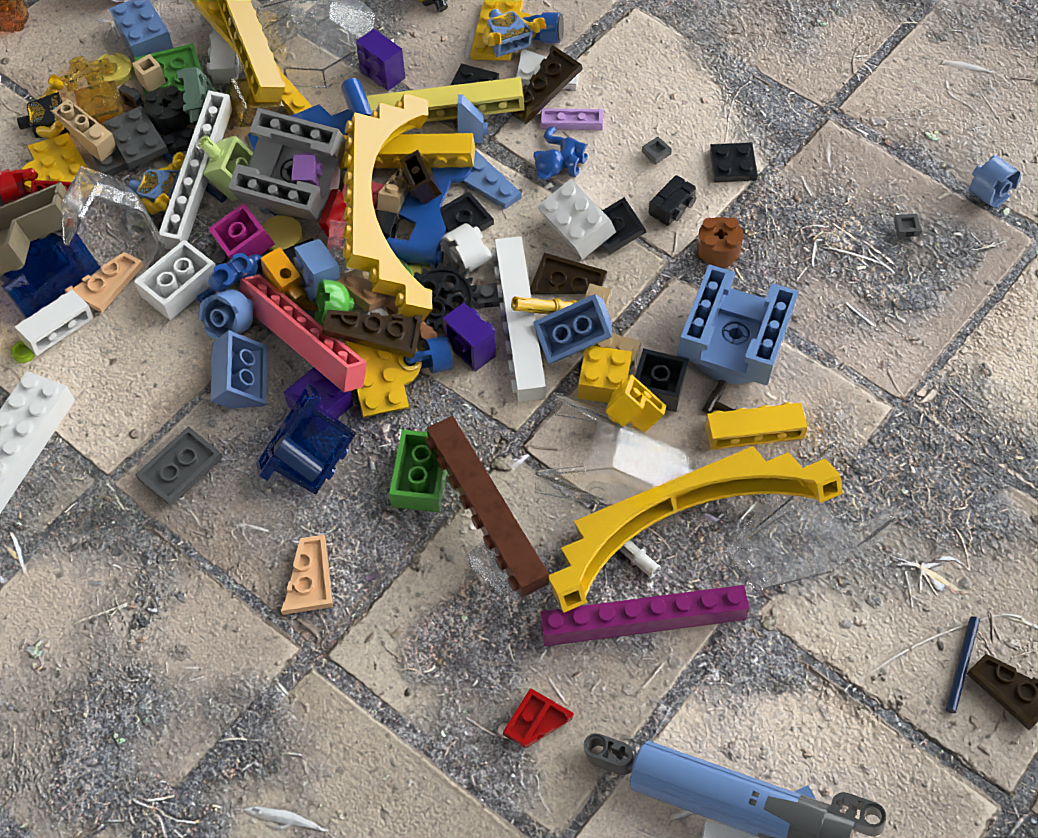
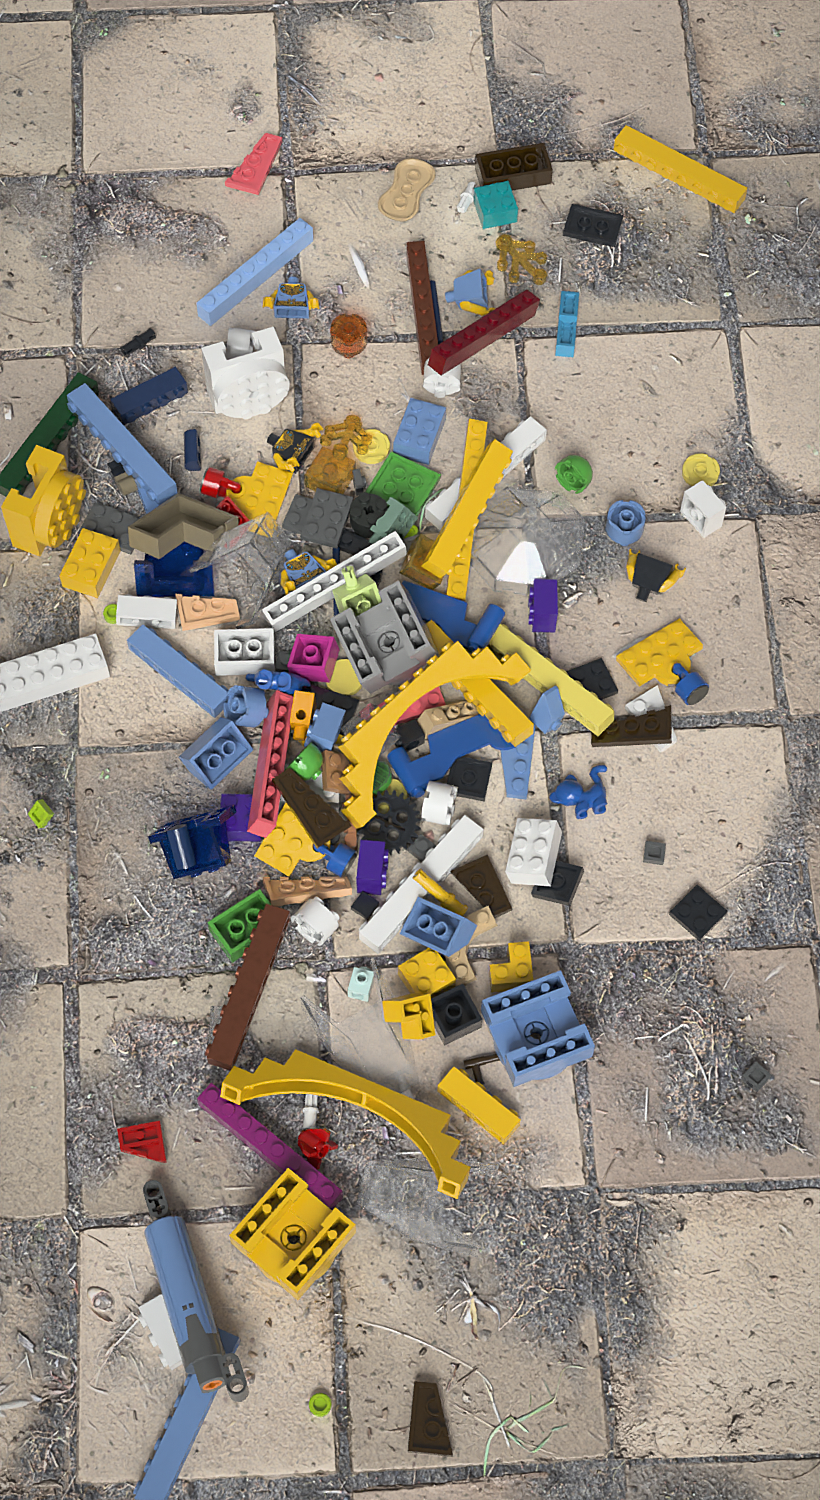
camera: 45 degrees right, 5 degrees up
(86, 130) = (297, 485): tan slope -> none
(133, 341) = (178, 670): none -> medium blue brick
(135, 552) = (40, 813): none -> lime plate
(149, 73) = (380, 477): tan brick -> none
(179, 466) = (120, 781): dark grey plate -> none
(306, 169) = (390, 652): medium lavender brick -> none
(310, 577) = (116, 929): light nougat wing -> none
(333, 210) = (378, 696): red tile -> none
(420, 177) = (464, 723): dark brown brick -> none
(435, 401) = (288, 891): none -> light nougat wing
(475, 412) = (315, 921): none -> white brick
(494, 373) = (365, 905): none -> black tile
(510, 32) = (650, 666): torso -> none
(562, 427) = (361, 983): none -> light aqua brick
(572, 119) = (628, 772): lavender tile -> none
(663, 309) = (515, 972): none -> yellow brick
(672, 200) = (618, 900): black brick -> none
(675, 574) = (316, 1145): none -> red brick
(720, 241) = (620, 959): dark orange brick -> none
(771, 638) = (287, 1212): none -> yellow piece
(924, 770) = (320, 1404): none -> lime tile
(962, 665) = (420, 1375): dark blue bar -> none

